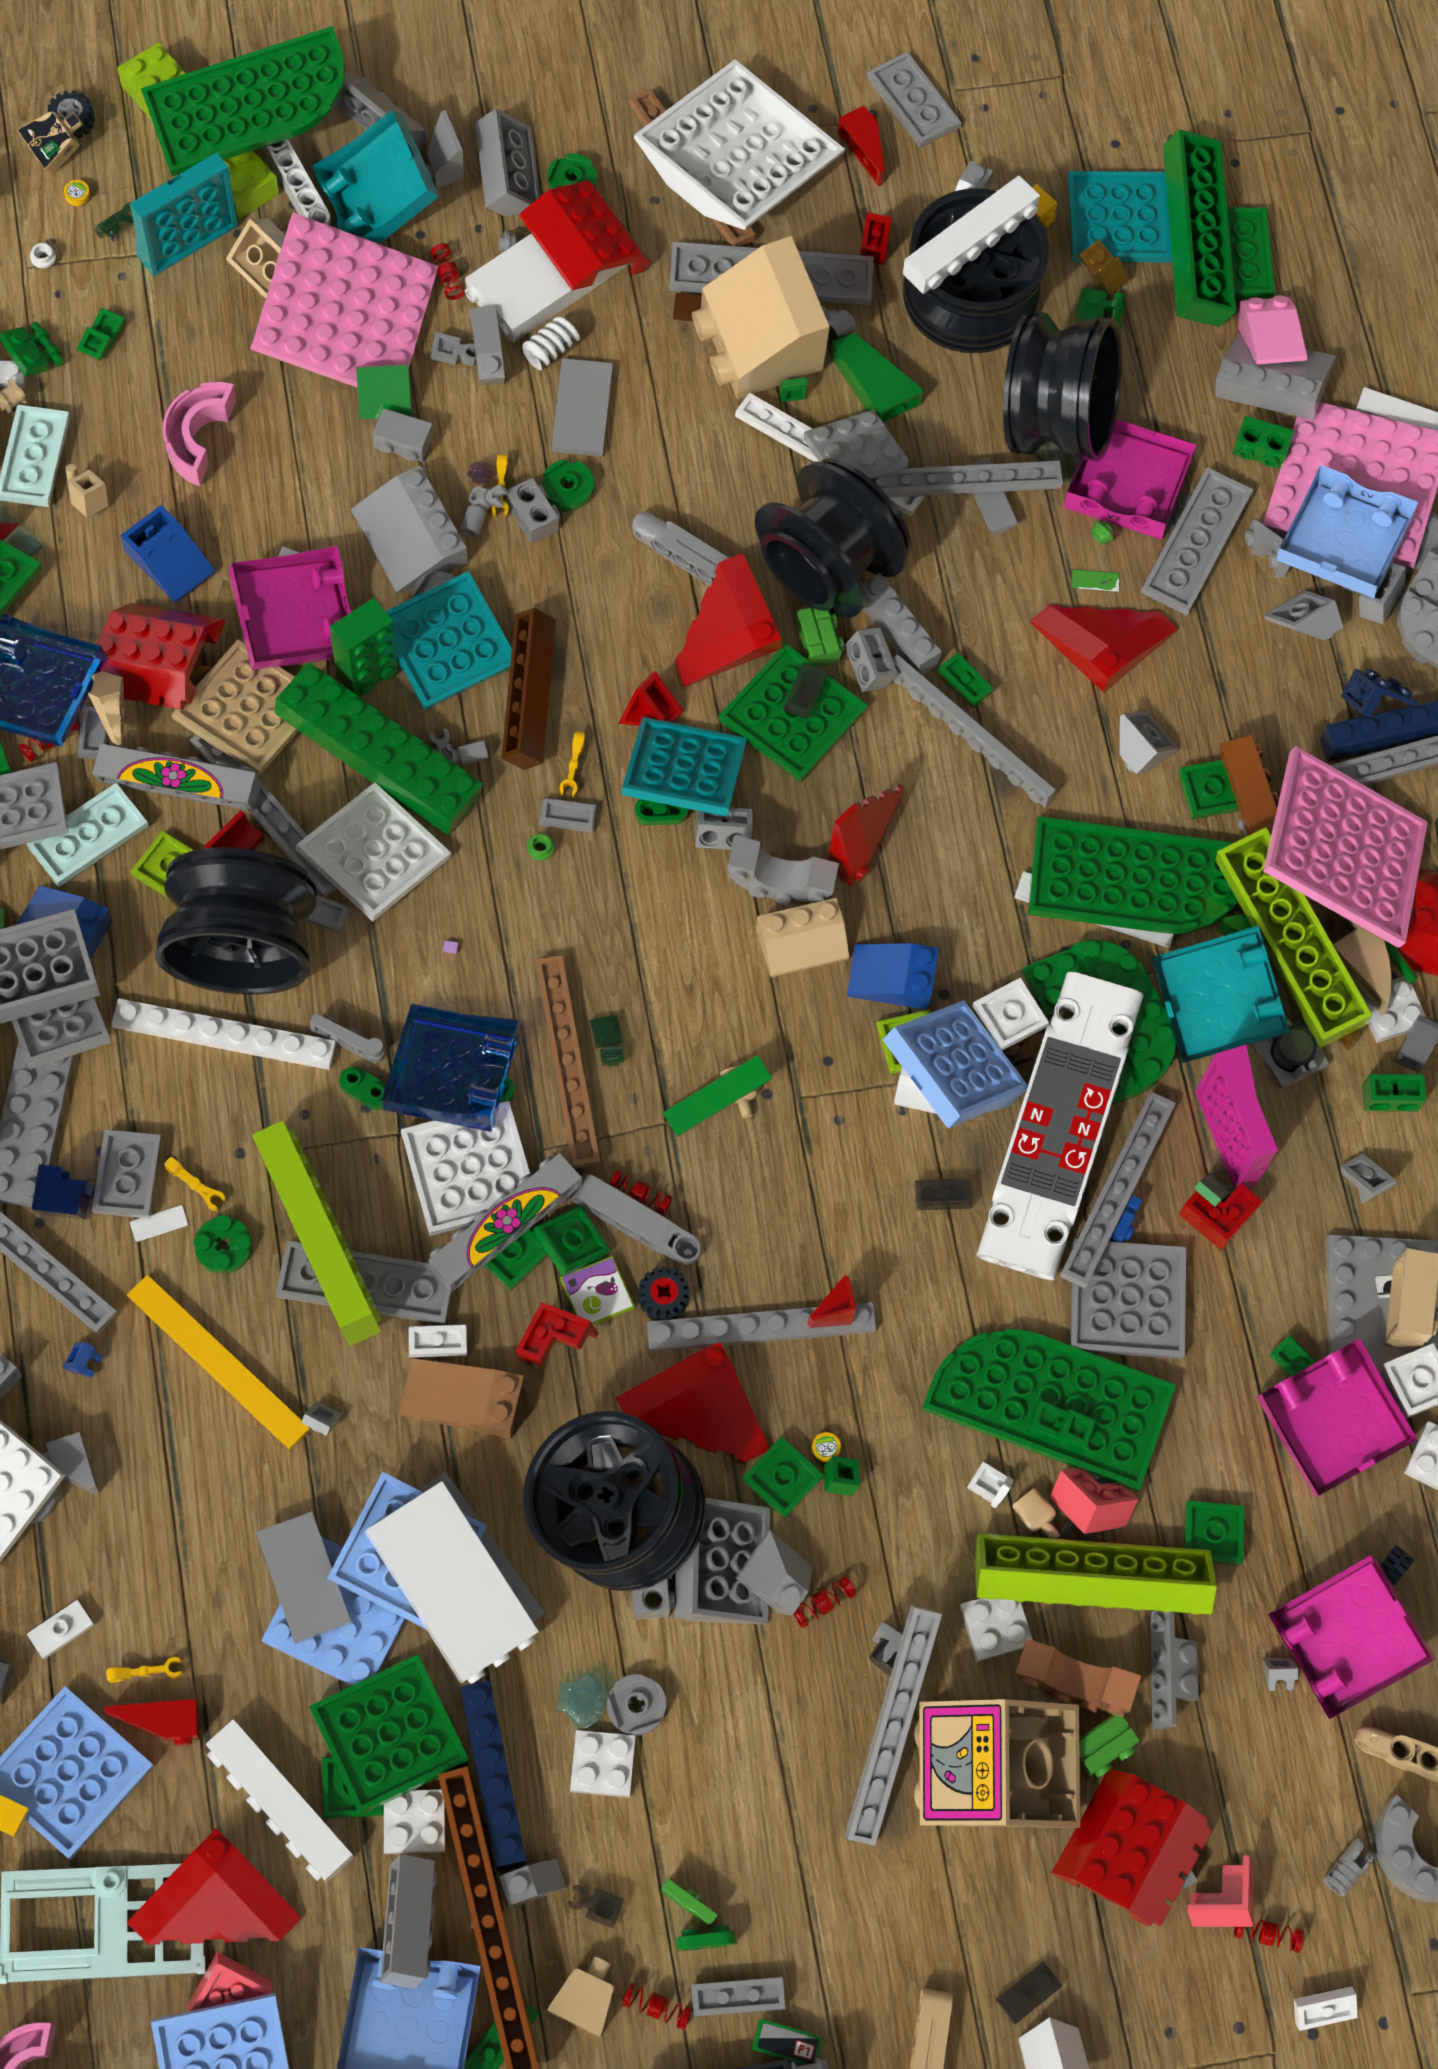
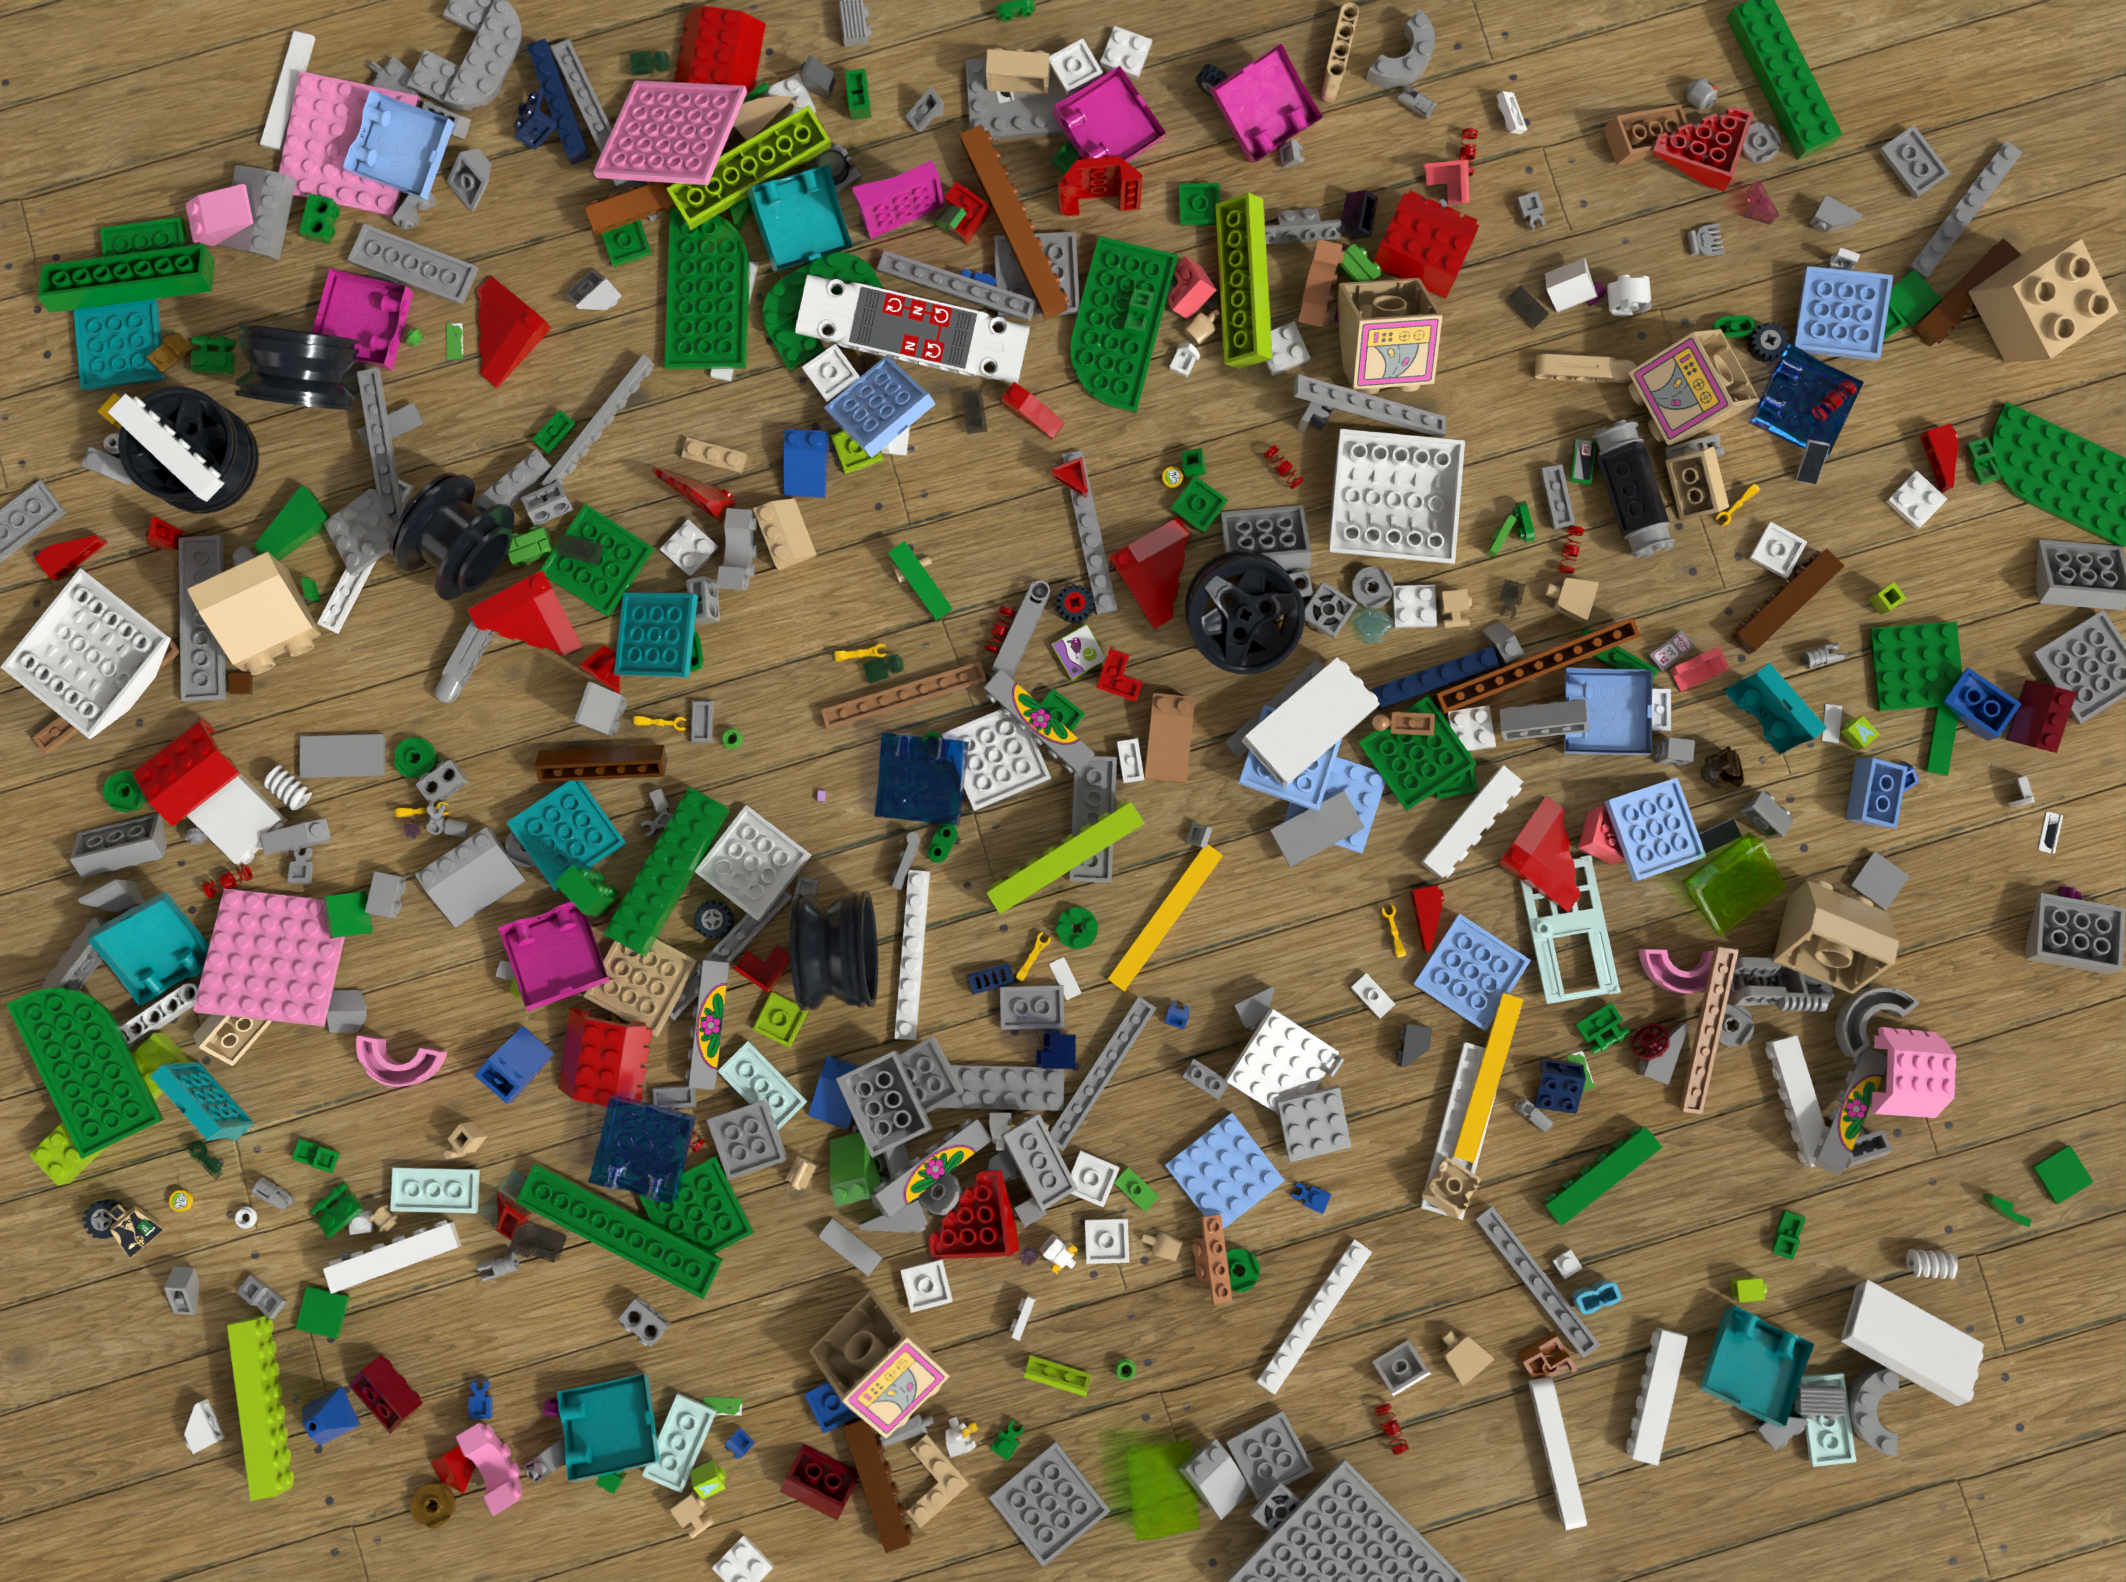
camera: 85 degrees left, 15 degrees up
(64, 285) = (272, 1194): none -> light grey hinge
(109, 703) = (655, 1084): tan slope -> none
(168, 1103) = (973, 983): none -> dark blue slope
(269, 381) = (346, 1011): none -> light grey slope
(303, 792) = (706, 919): none -> black wheel
(431, 1719) = (1406, 723): none -> medium nougat plate
(571, 1240) = (1043, 674): green tile -> none
(595, 690) = (600, 709): none -> light grey slope
(598, 1820) = (1454, 604): none -> tan brick
(609, 1633) = (1329, 611): none -> light grey piece
(631, 1014) = (843, 655): none -> yellow piece
(760, 1751) = (1396, 496): none -> white slope
(777, 1574) = (1271, 499): light grey slope -> none
(796, 823) = (689, 548): none -> white plate
(916, 865) = (714, 455): none -> tan plate
(937, 1269) = (1032, 410): none -> slope
(1178, 2017) = (1531, 207): none -> light grey plate
(1182, 1754) = (1358, 214): none -> black brick
(1200, 1271) = (1013, 222): none -> dark orange brick
(1246, 1353) = (1099, 179): none -> red slope

